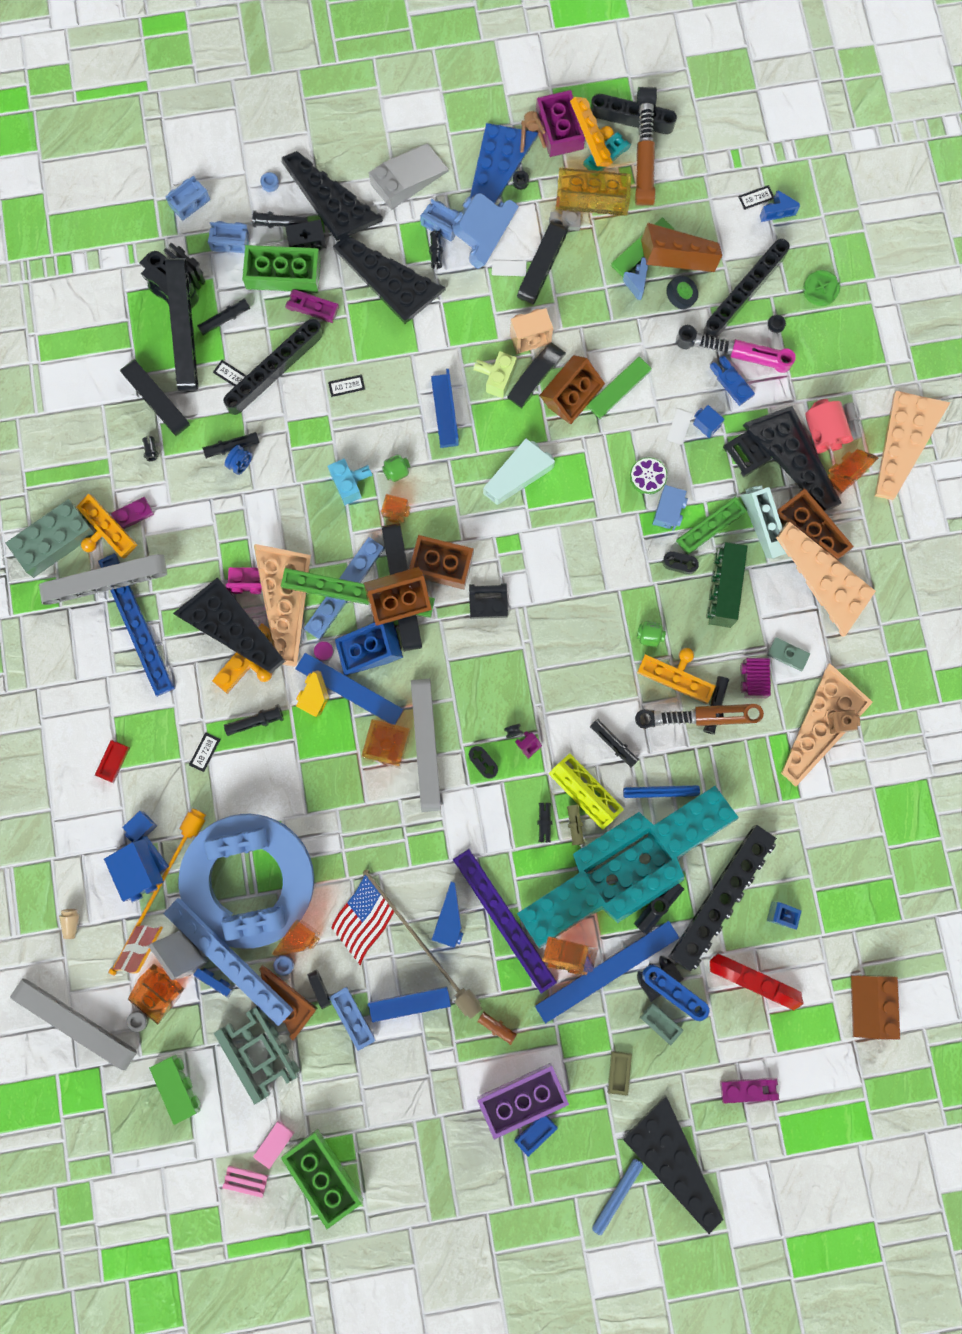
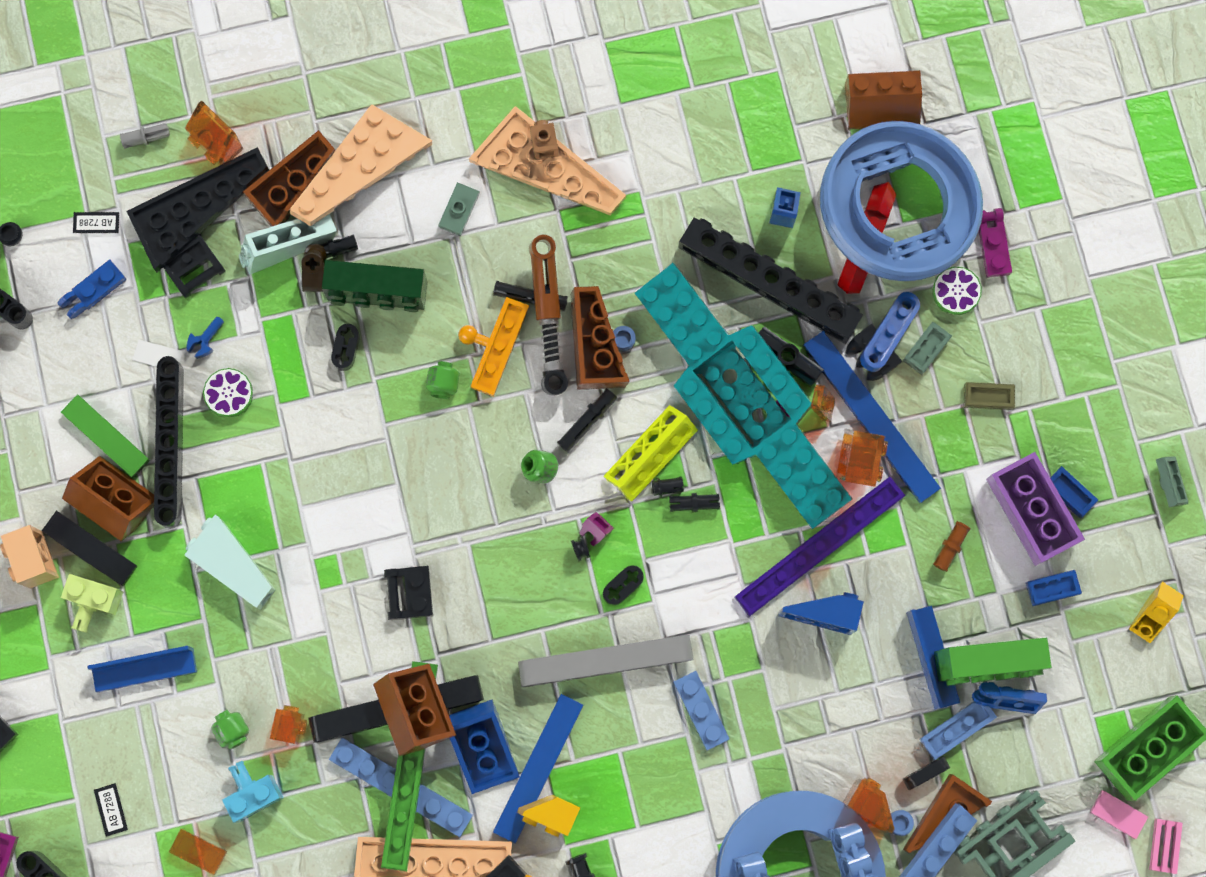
camera: 95 degrees left, 0 degrees up
(311, 443) = (198, 851): none -> clear orange plate
(323, 651) = (488, 807): magenta tile -> none
(364, 921) = (832, 720): flag -> none
(371, 1062) = (1008, 698): none -> blue hinge
(382, 816) = (701, 710): none -> medium blue plate
(386, 743) = (609, 711): clear orange brick -> none
(401, 1058) = (998, 659): none -> bright green brick
(432, 1196) = (1156, 612): none -> yellow slope
(442, 561) = (360, 655): dark orange brick -> none
(458, 1110) = (1053, 588): none -> blue plate
(539, 1222) = (1171, 481): none -> sand green plate
(558, 802) = (667, 486): none -> black pin
(575, 825) = (694, 463): olive pin -> none
(579, 703) = (539, 466): none -> bright green head
(617, 1197) = (1131, 391): medium blue axle -> none
(618, 931) = (823, 403): none -> clear orange plate
(619, 426) = (163, 431): none -> black beam
(661, 791) = (644, 359): blue axle -> none
(665, 1151) = (1076, 336): black wing -> none
(666, 753) = (595, 349): none -> dark orange wedge
(669, 507) = (272, 362): medium blue hinge -> none
(679, 776) = (624, 338): none -> medium blue tile
(690, 460) = (204, 339): none -> blue bar
(708, 421) = (150, 318): blue brick -> none
(709, 1054) = (956, 290): none -> tile
(711, 525) = (293, 309): bright green tile -> none
(738, 349) = (48, 283): piece -> none
(744, 537) = (313, 269): none -> dark brown piece
(756, 678) = (492, 247): magenta brick -> none
(759, 556) = (340, 246): none -> black pin
(784, 386) = (96, 222): none -> sticker
(828, 425) = (154, 164): coral cylinder -> none
(830, 999) = (884, 150): none -> medium blue piece
(908, 431) = (154, 65): light nougat wing -> none

